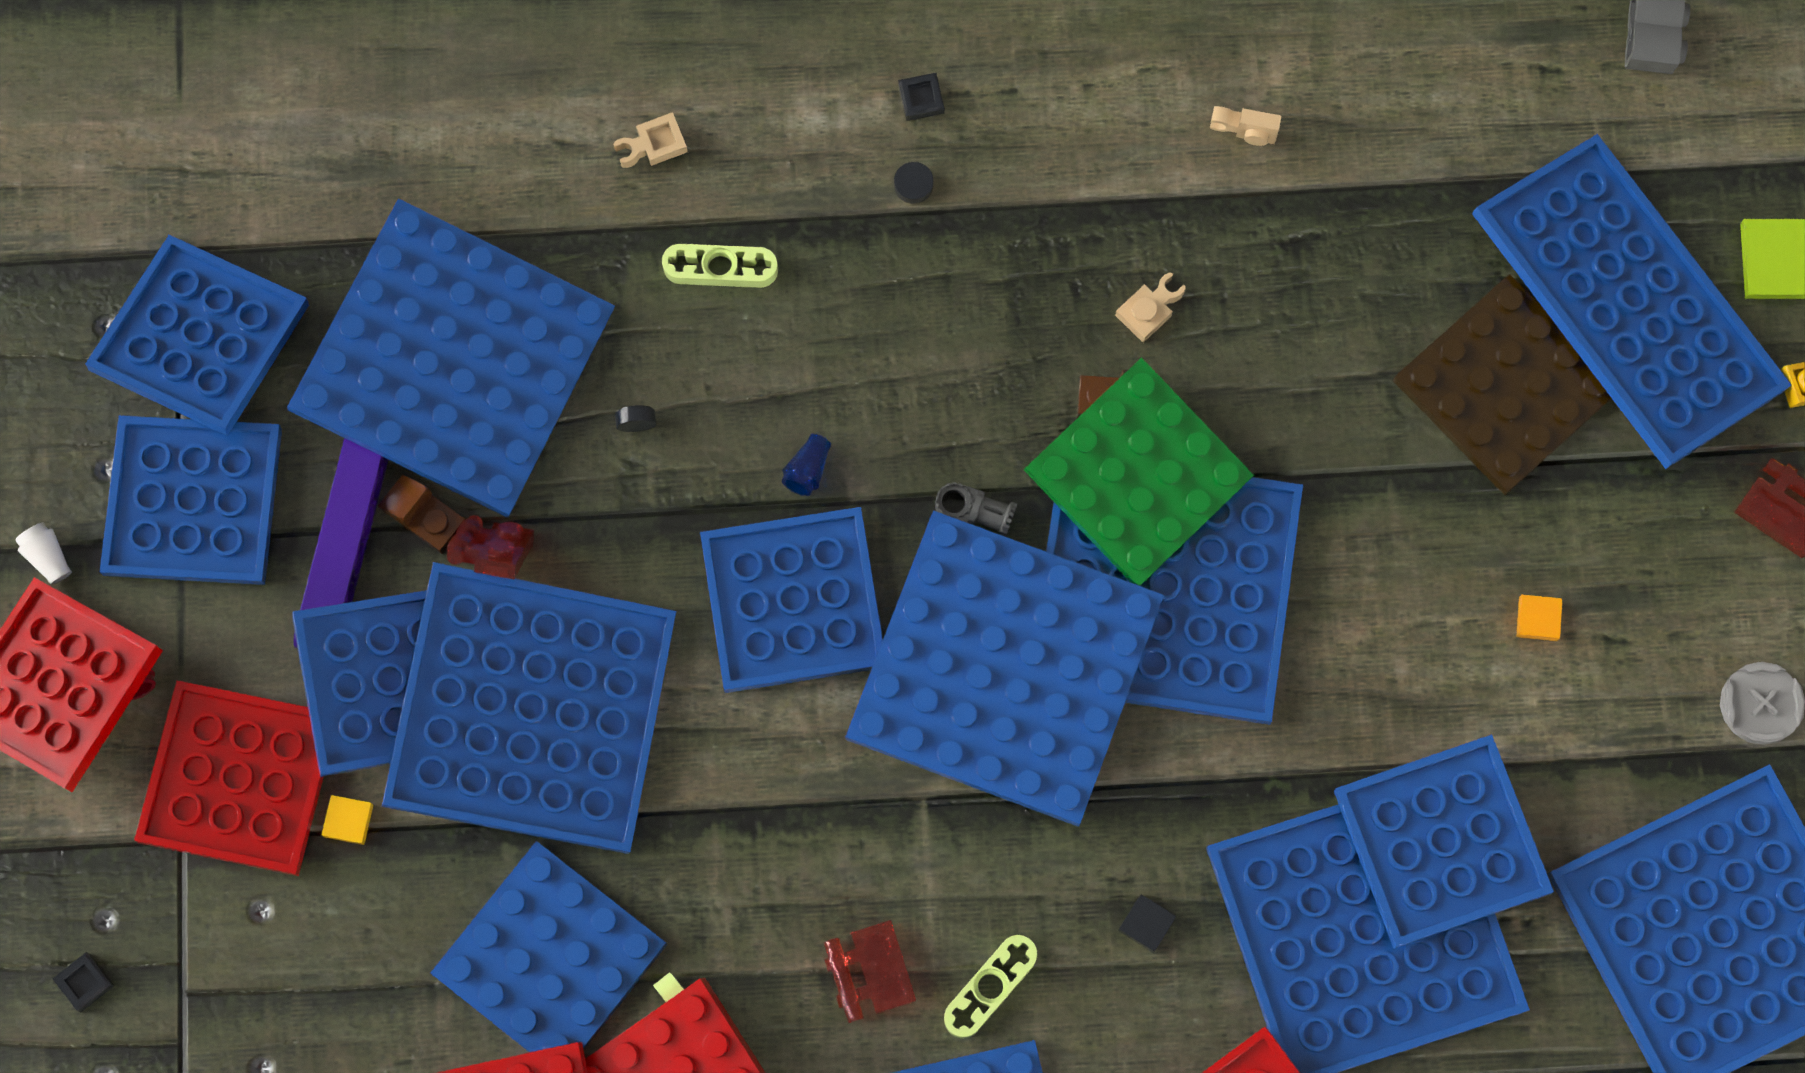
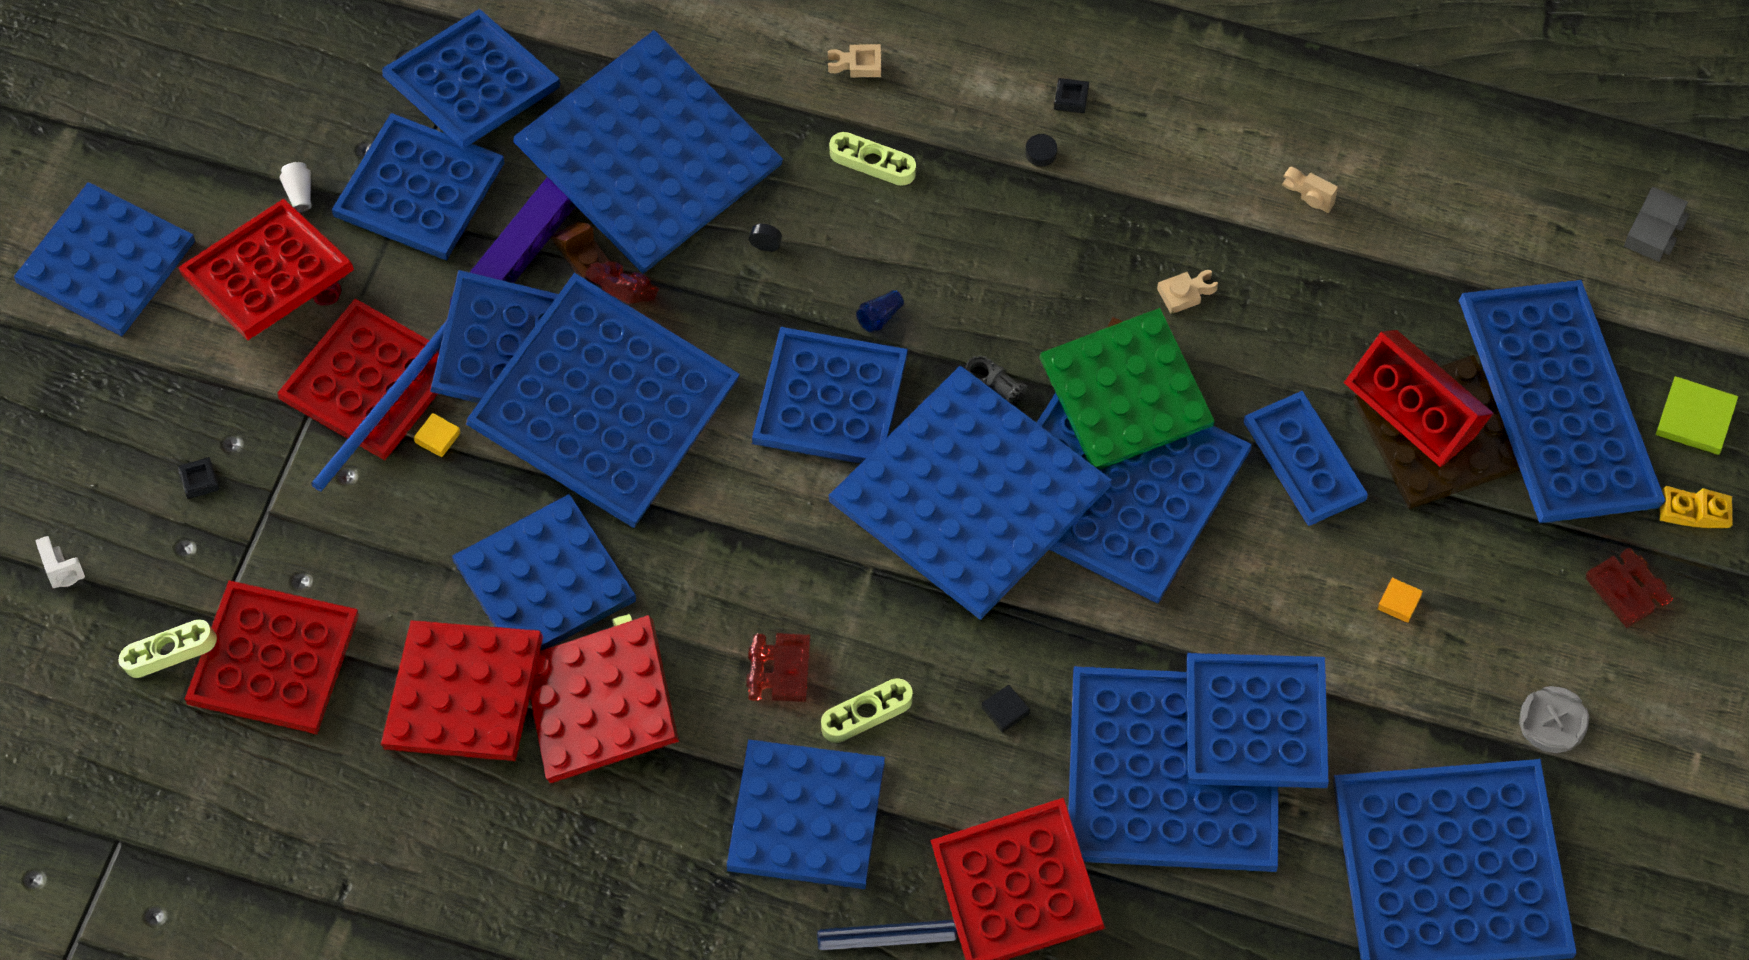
camera: 20 degrees right, 15 degrees down
(268, 819) = (379, 411): none -> blue piece
(1368, 477) = (1305, 458): none -> blue plate
(1474, 360) = (1417, 397): none -> red slope

